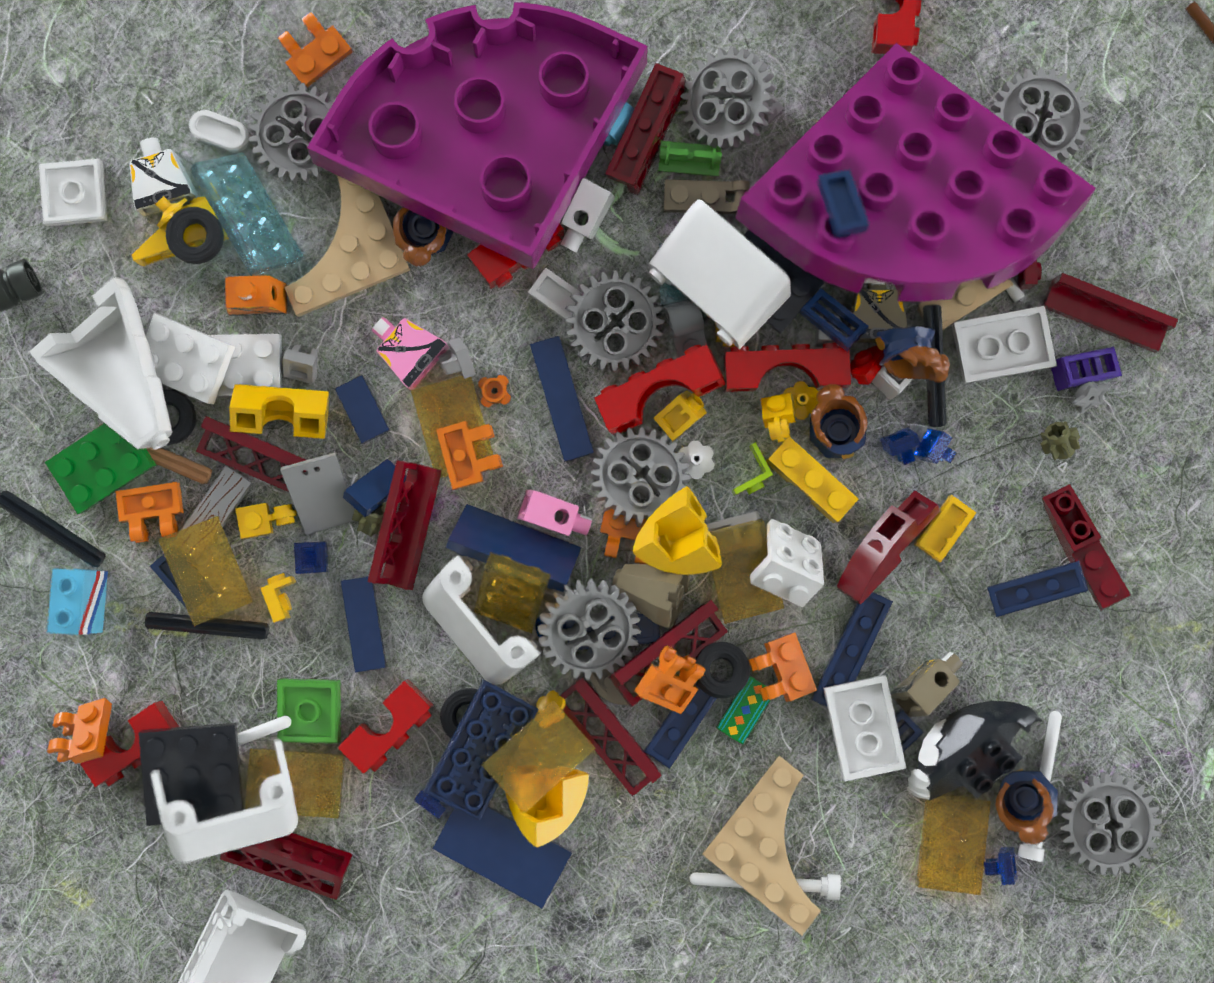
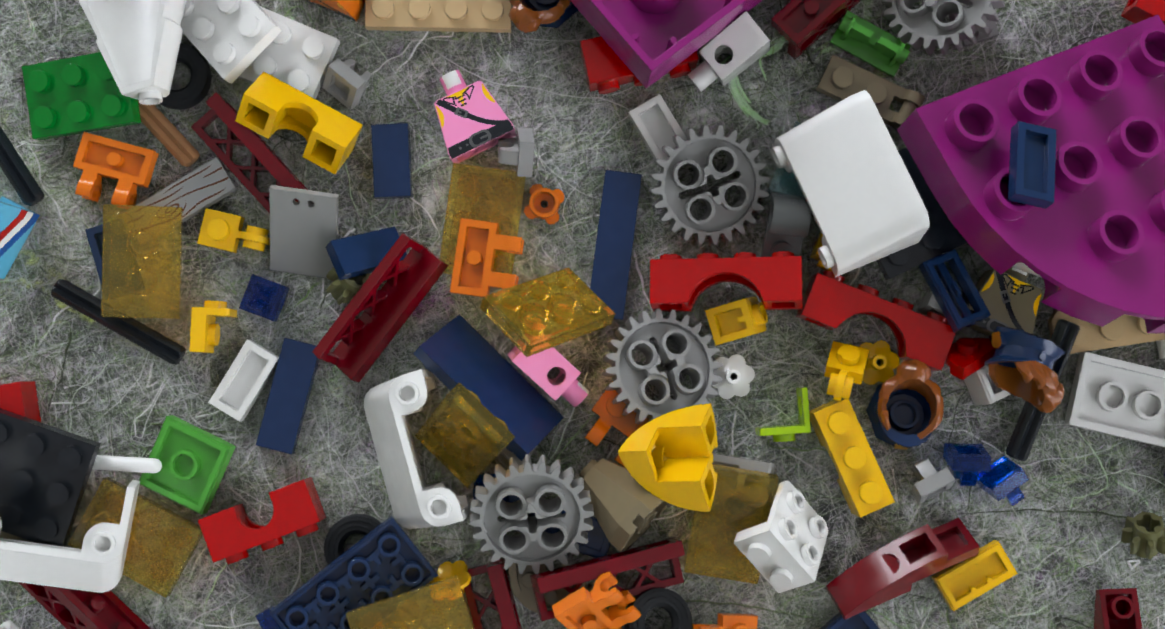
camera: 25 degrees right, 0 degrees up
(324, 627) = (244, 380): none -> white tile
(533, 470) = (547, 311): none -> clear yellow plate
(880, 472) = (930, 481): none -> light grey tile

